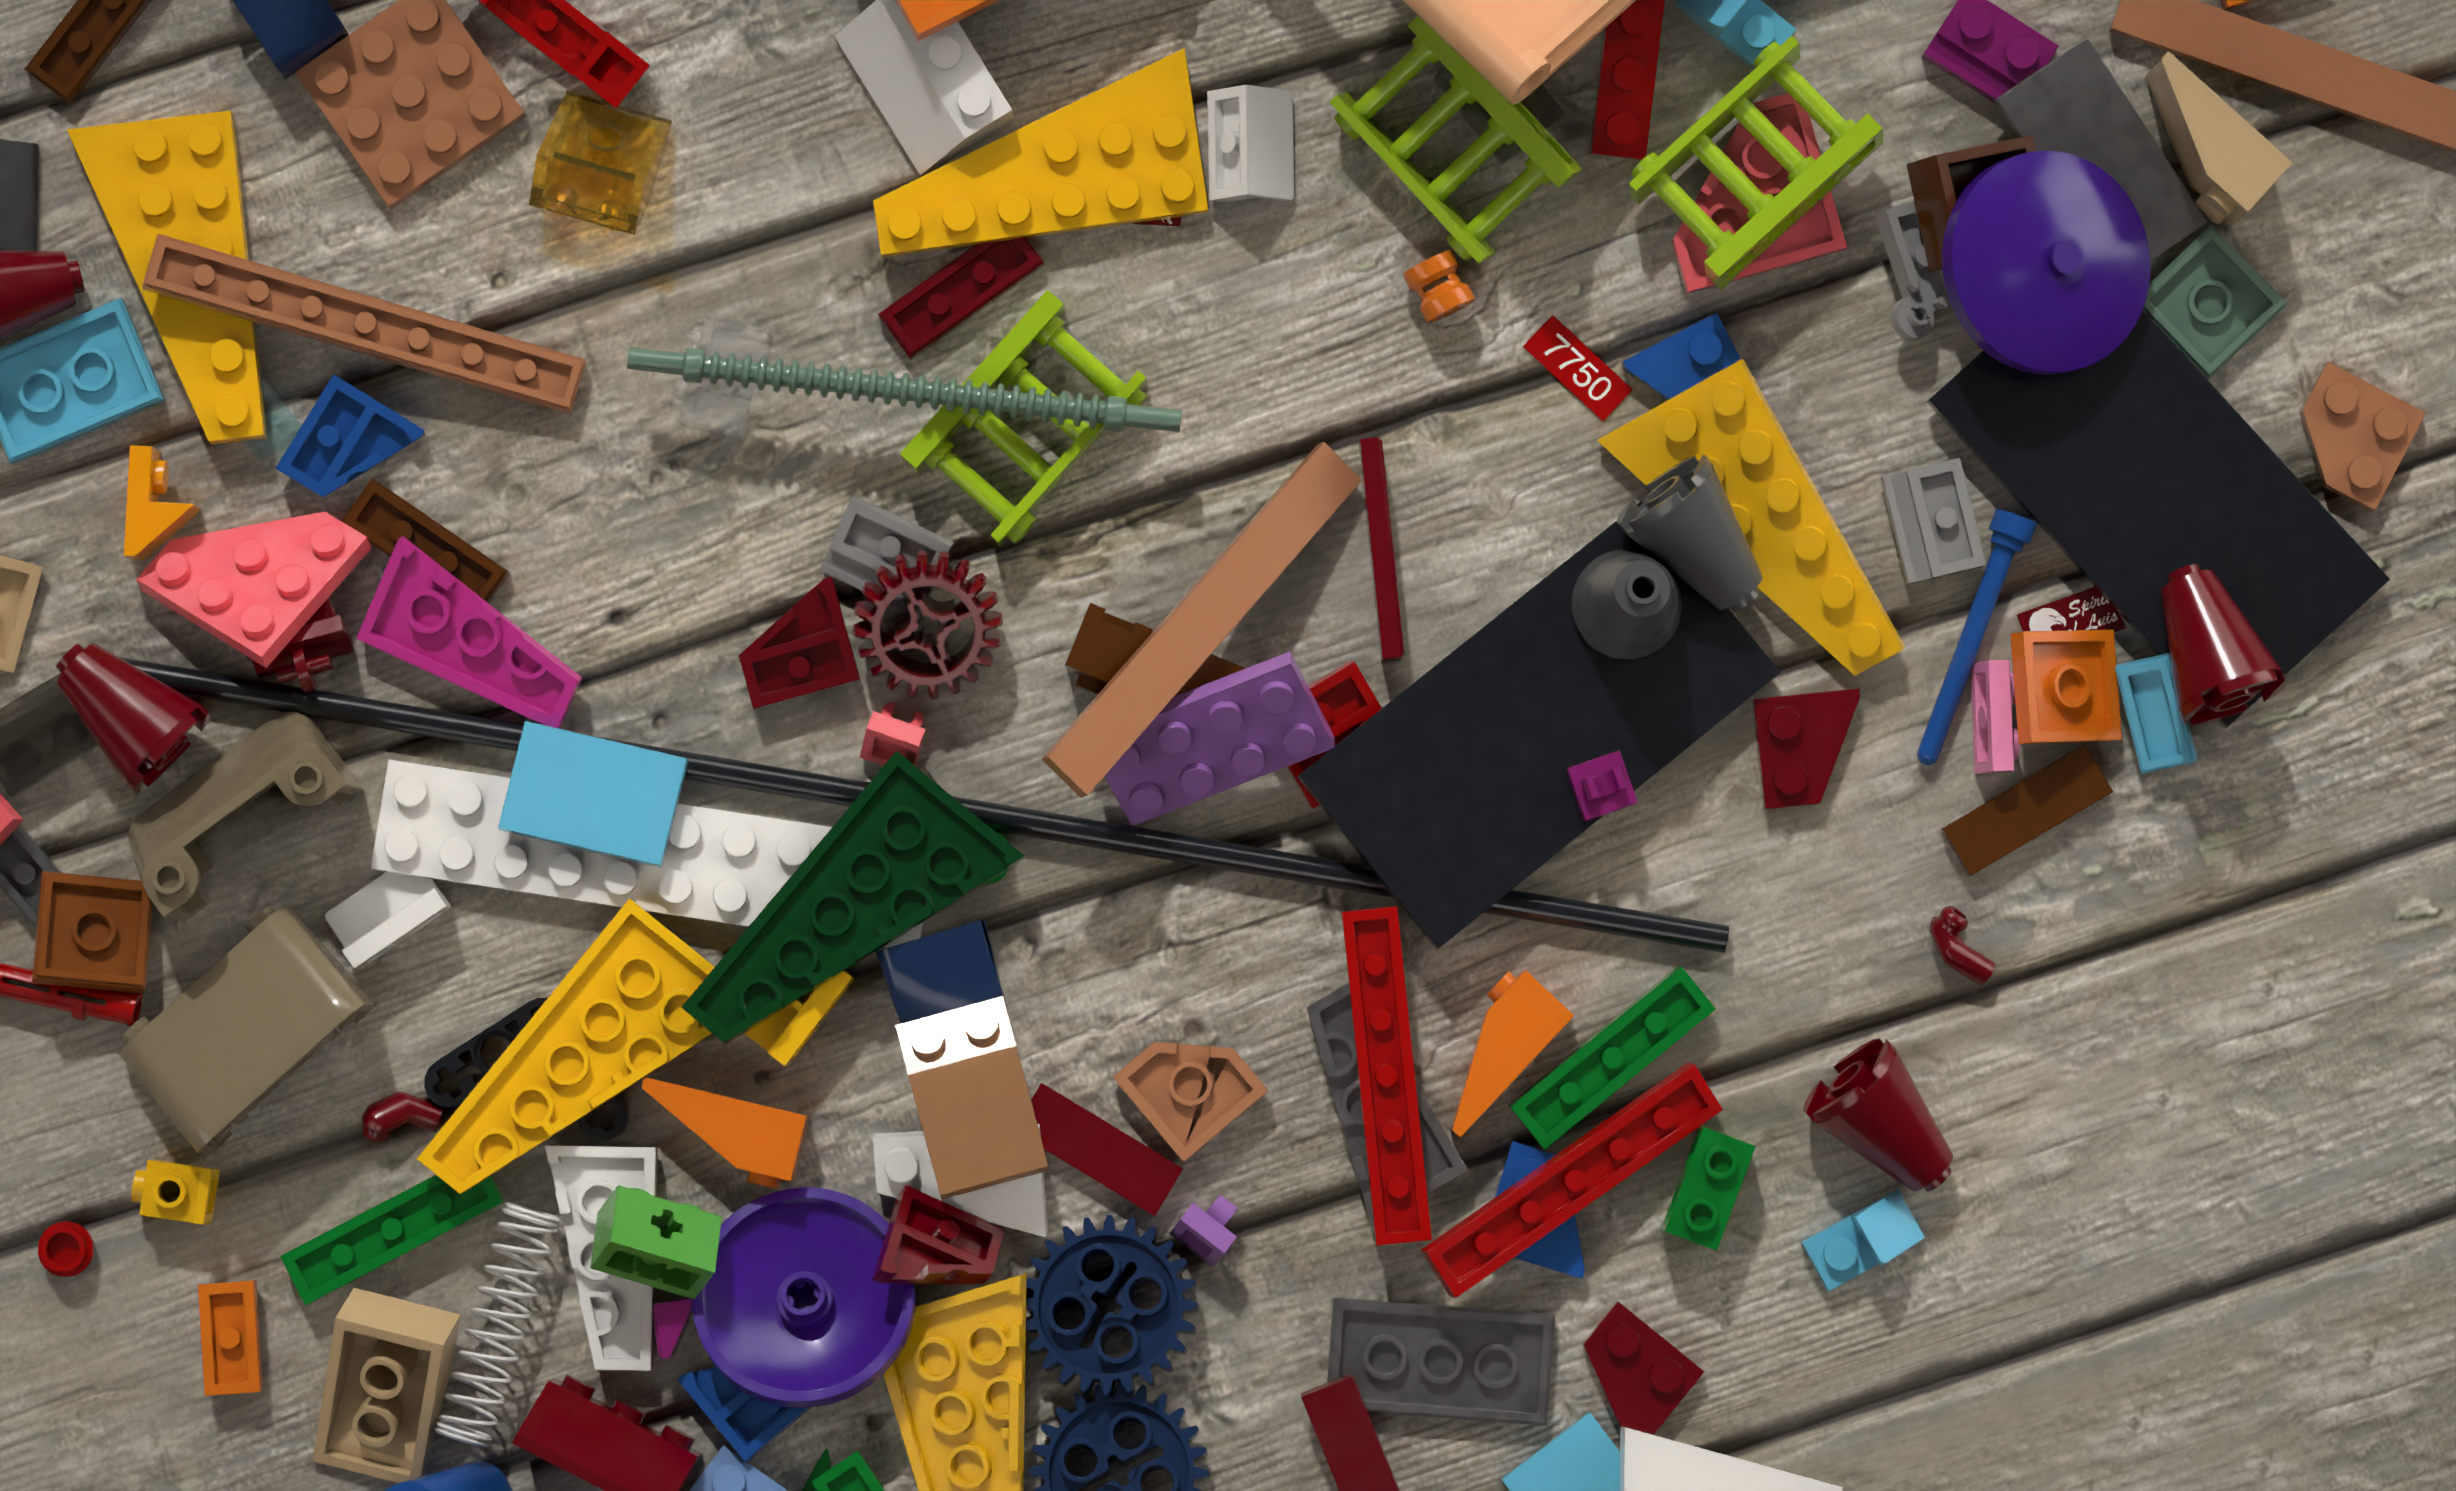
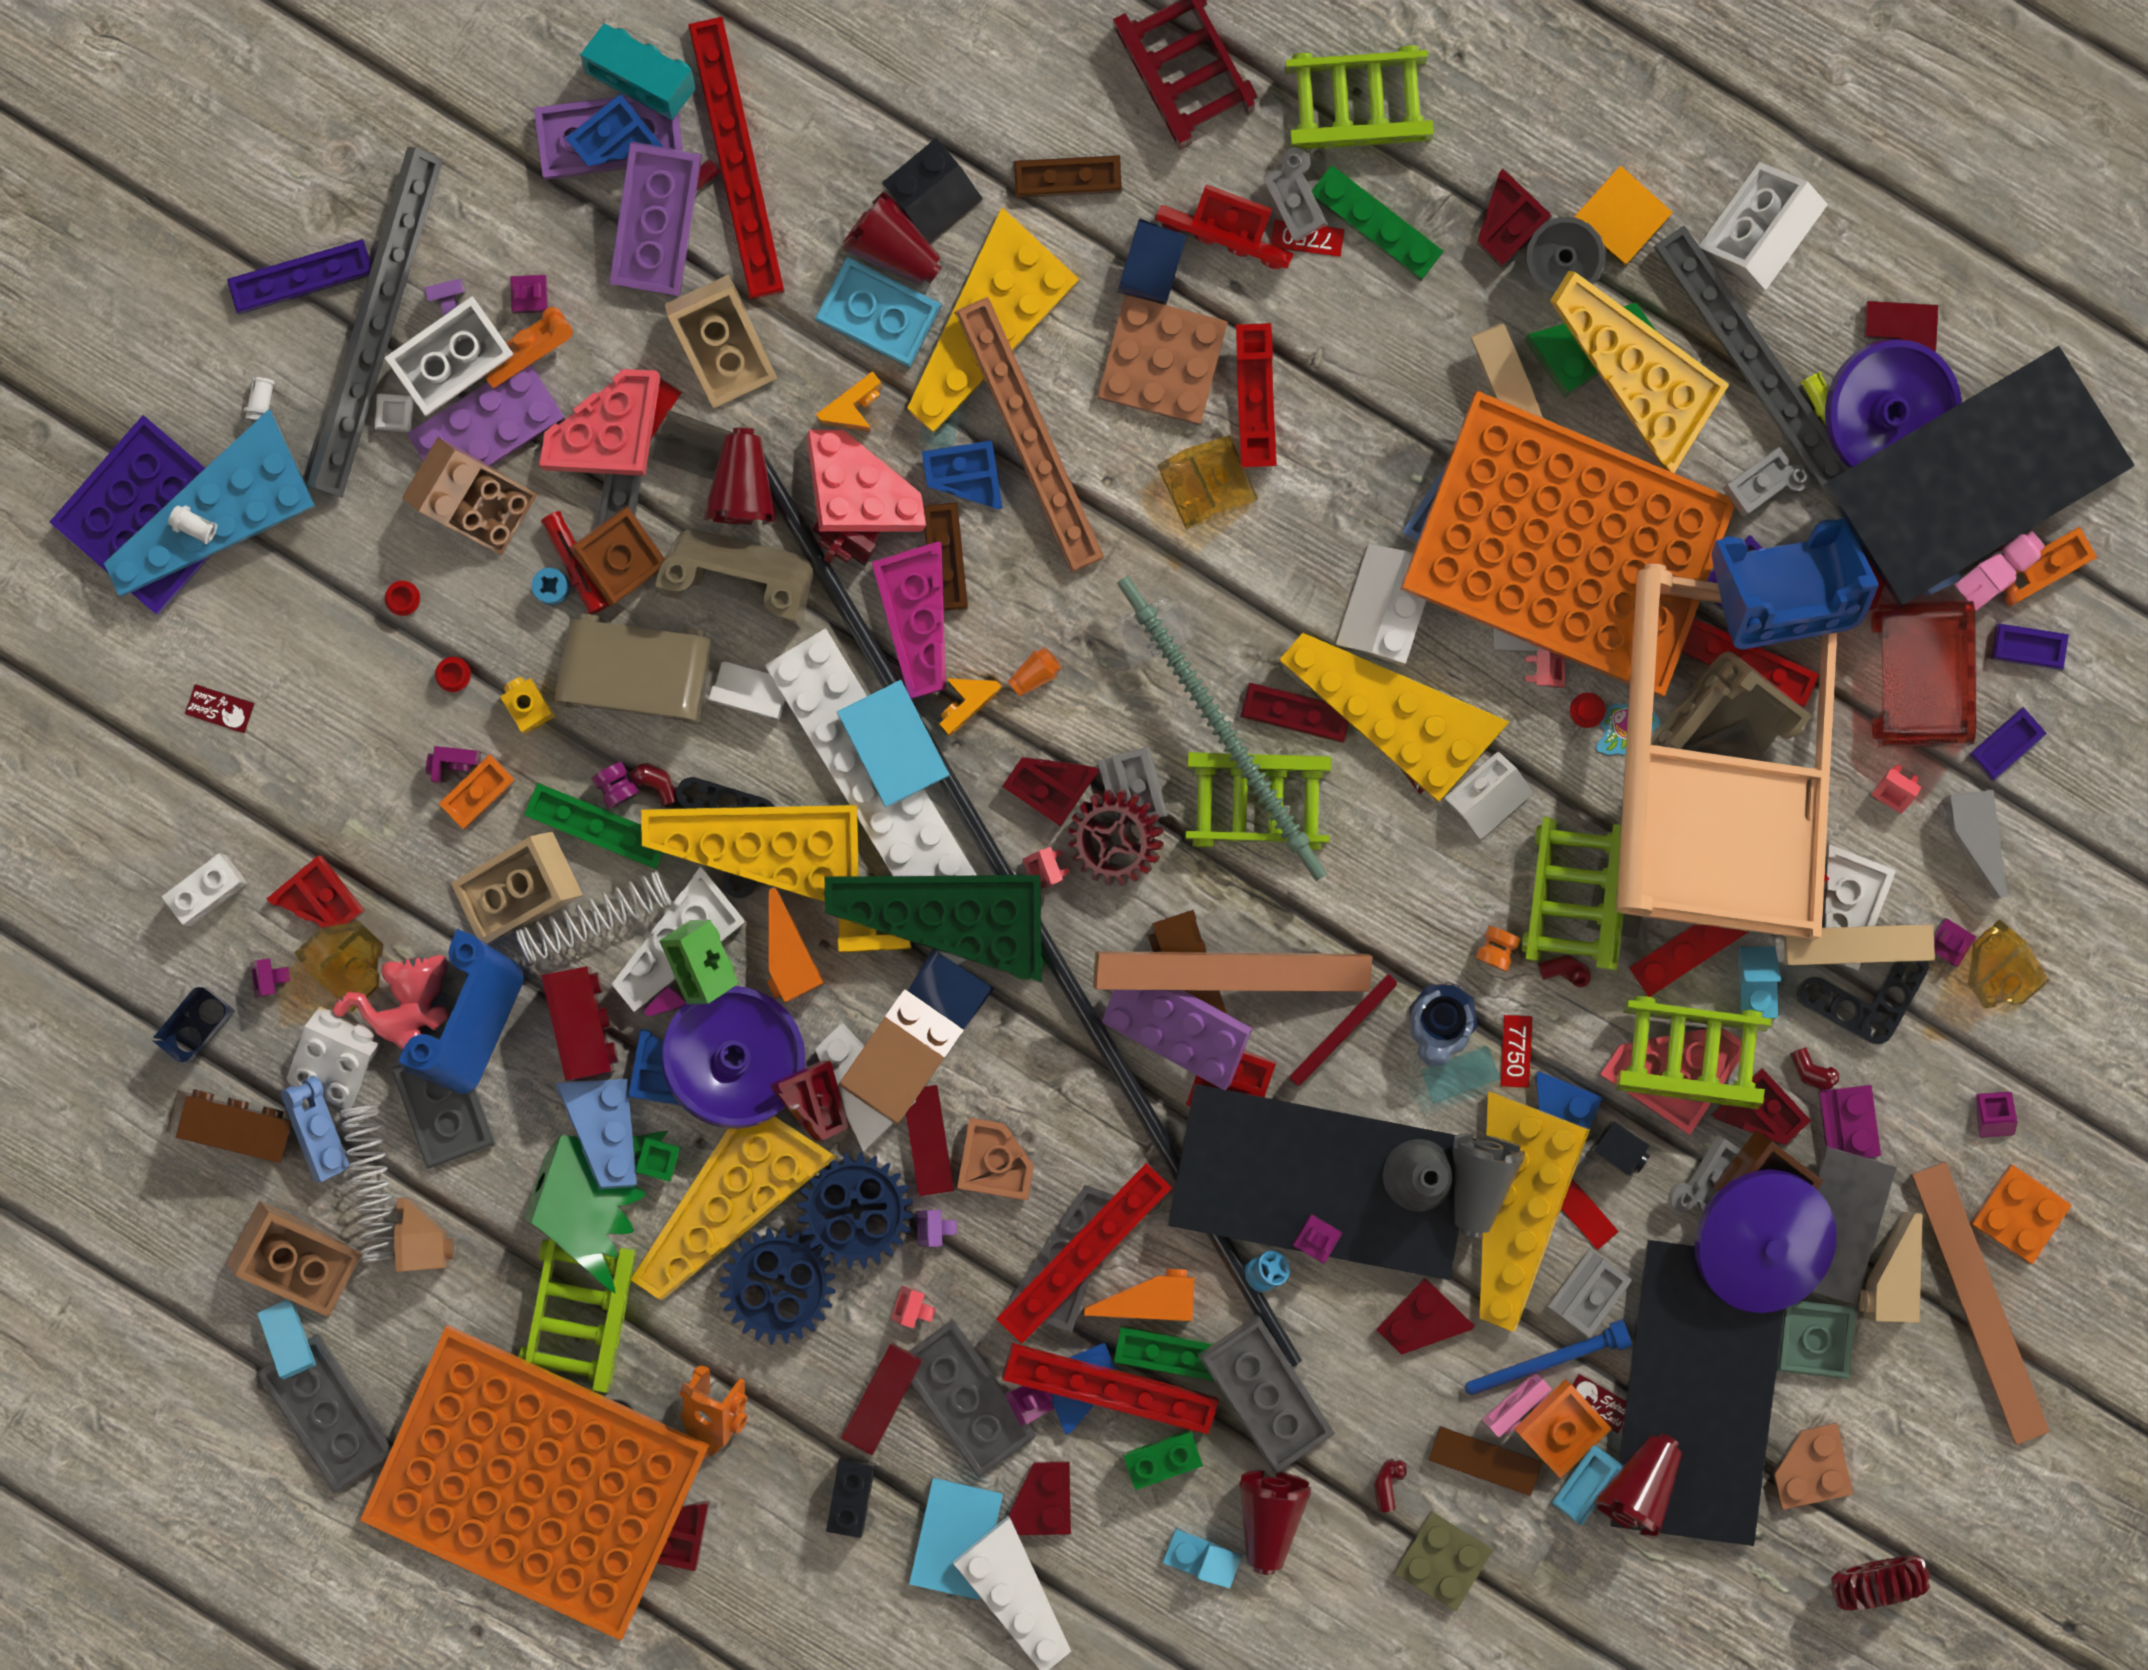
camera: 55 degrees right, 0 degrees up
(71, 1044) = (555, 591): none -> dark azure wheel
(170, 1327) = (457, 758): none -> magenta bracket
(362, 1166) = (619, 792): none -> magenta wheel
(619, 649) = (975, 696): none -> light orange slope
(651, 555) = (1035, 671): none -> orange cone
(1277, 1336) = (910, 1307): none -> coral tile
(1470, 425) = (1442, 1022): none -> piece
(1509, 1291) = (1029, 1403): none -> magenta tile
(1531, 224) = (1567, 967): none -> dark red arm
(1549, 457) = (1460, 1074): none -> clear light blue tile
(1597, 866) = (1276, 1271): none -> dark azure wheel
(1733, 1001) = (1266, 1394): none -> flat silver tile
(1796, 341) = (1621, 1149): none -> black brick
(1842, 448) = (1587, 1216): none -> red sticker
(1896, 45) = (1812, 1074): none -> dark red arm
(1913, 130) = (1776, 1118): none -> dark red wing
(2103, 958) = (1443, 1561): none -> olive plate

